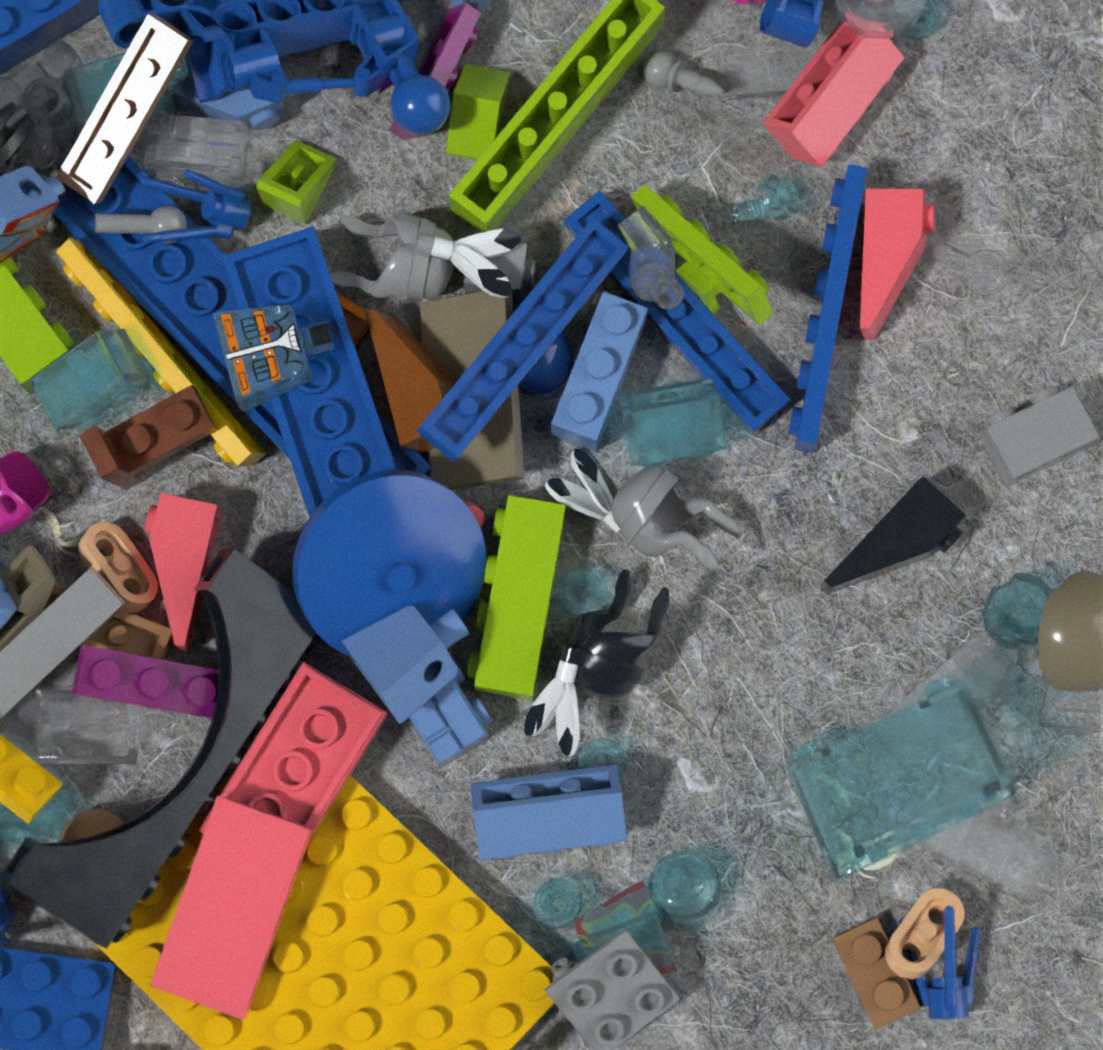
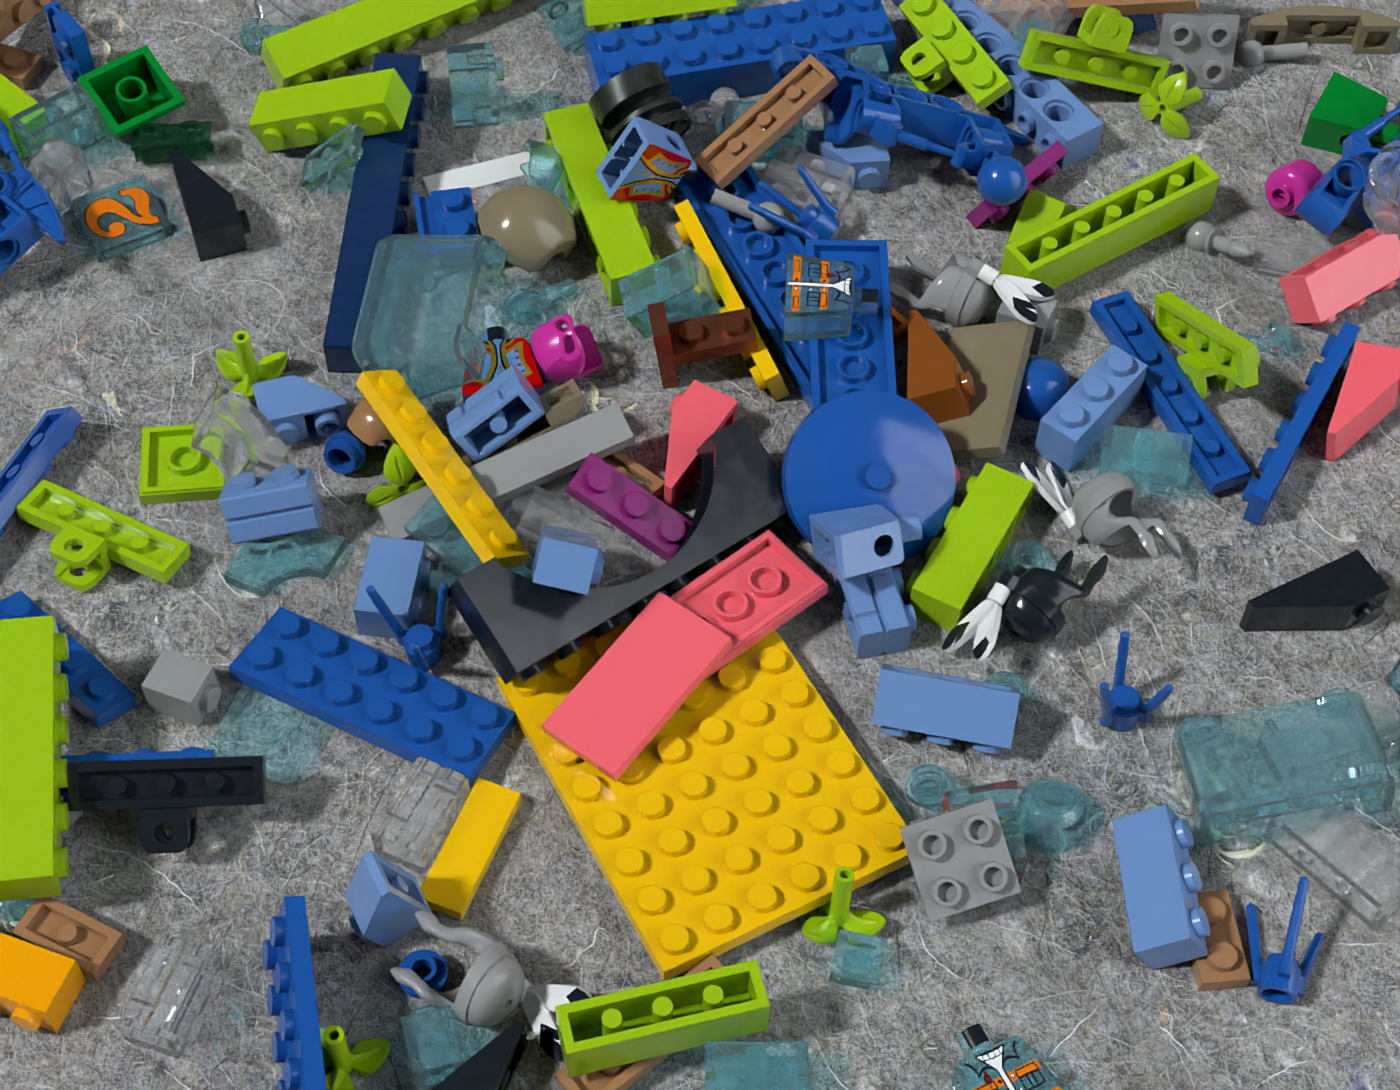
camera: 15 degrees right, 25 degrees down
(110, 801) = (567, 559): none -> medium blue brick
(122, 565) = (641, 420): light nougat plate -> none
(296, 181) = (877, 221): lime slope -> none
(522, 340) = (1034, 350): blue plate -> none
(651, 260) = (1161, 333): clear arm -> none
(726, 738) = (1123, 704): none -> blue plant
(812, 946) = (1161, 887): none -> medium blue brick
(921, 934) = (1266, 912): light nougat plate -> none

